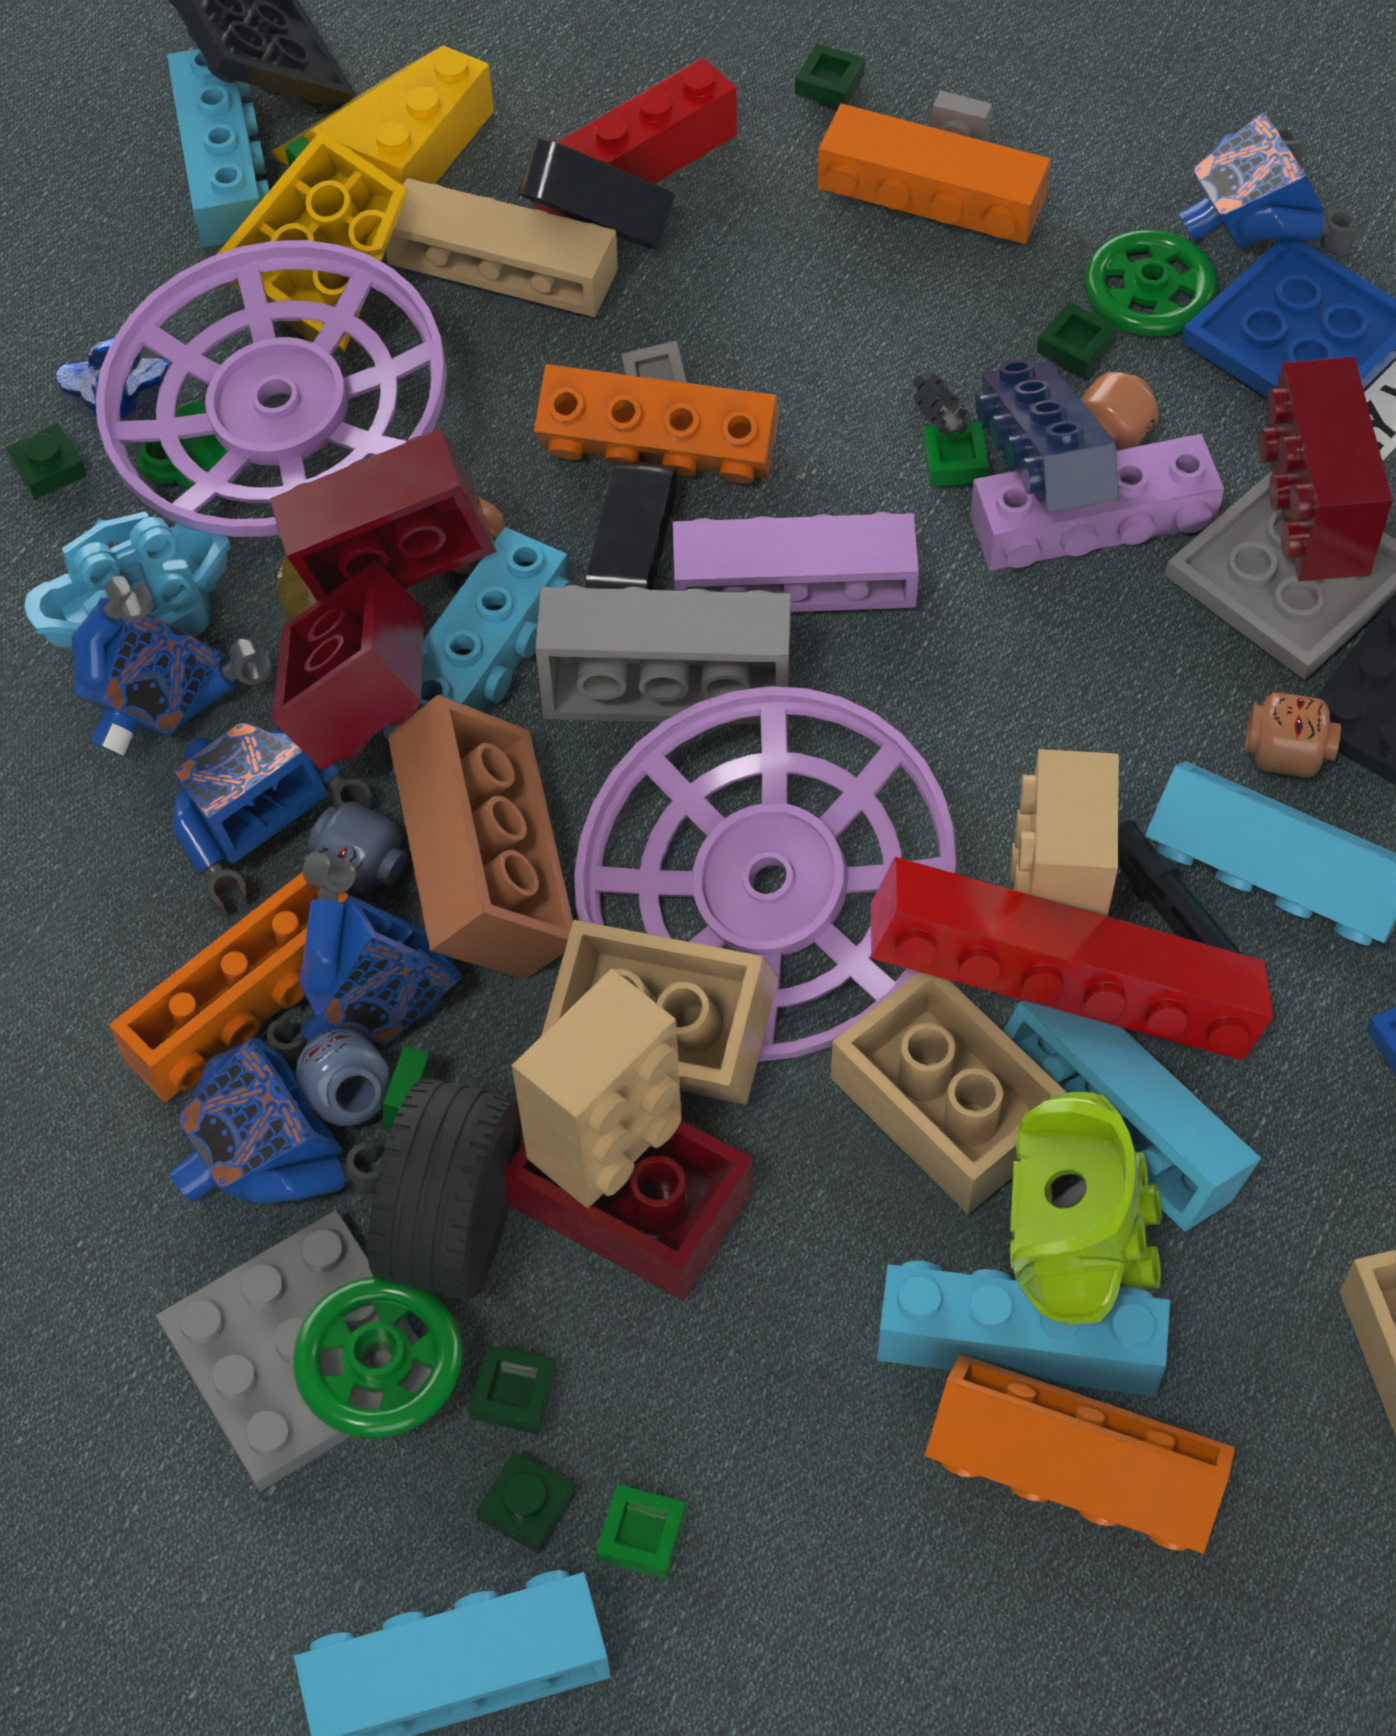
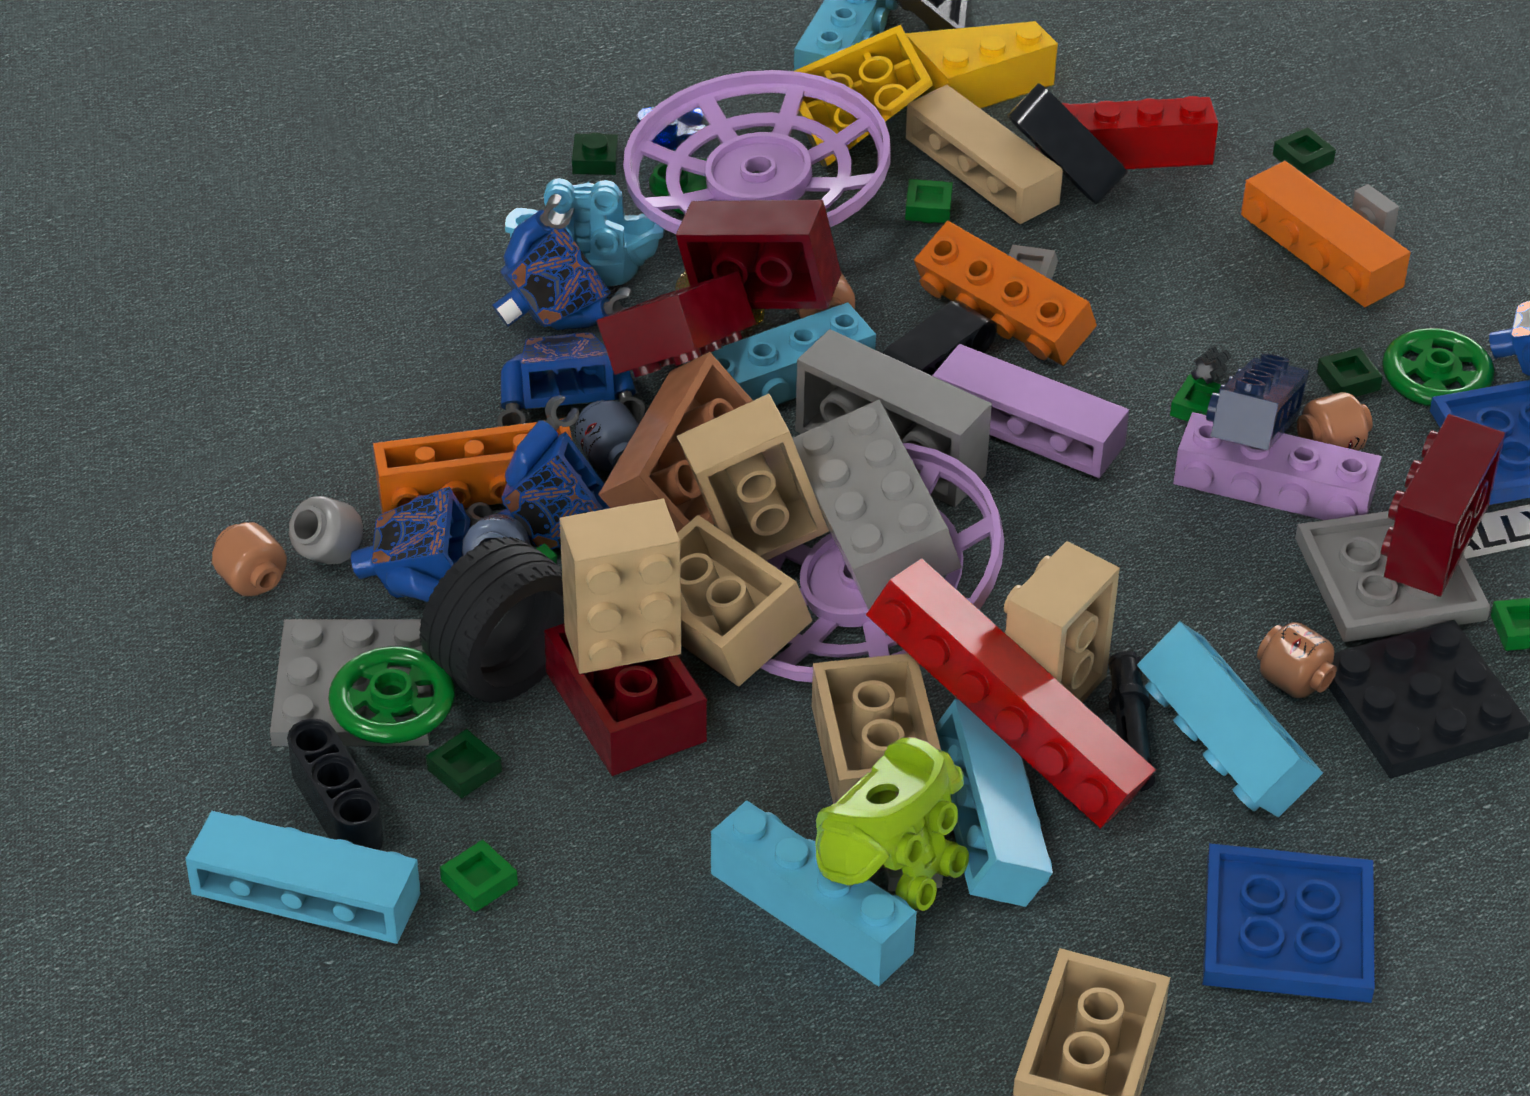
camera: 30 degrees right, 15 degrees down
(55, 1258) = (249, 558): none -> nougat head
(122, 1167) = (325, 530): none -> light grey head
(376, 1488) = (334, 784): none -> black beam
(479, 337) = (928, 201): none -> green plate
(526, 1502) = (424, 828): dark green plate -> none
(617, 844) = (754, 479): none -> tan brick
(762, 797) = (874, 499): none -> light grey brick
(1080, 1454) = (789, 973): orange brick -> none

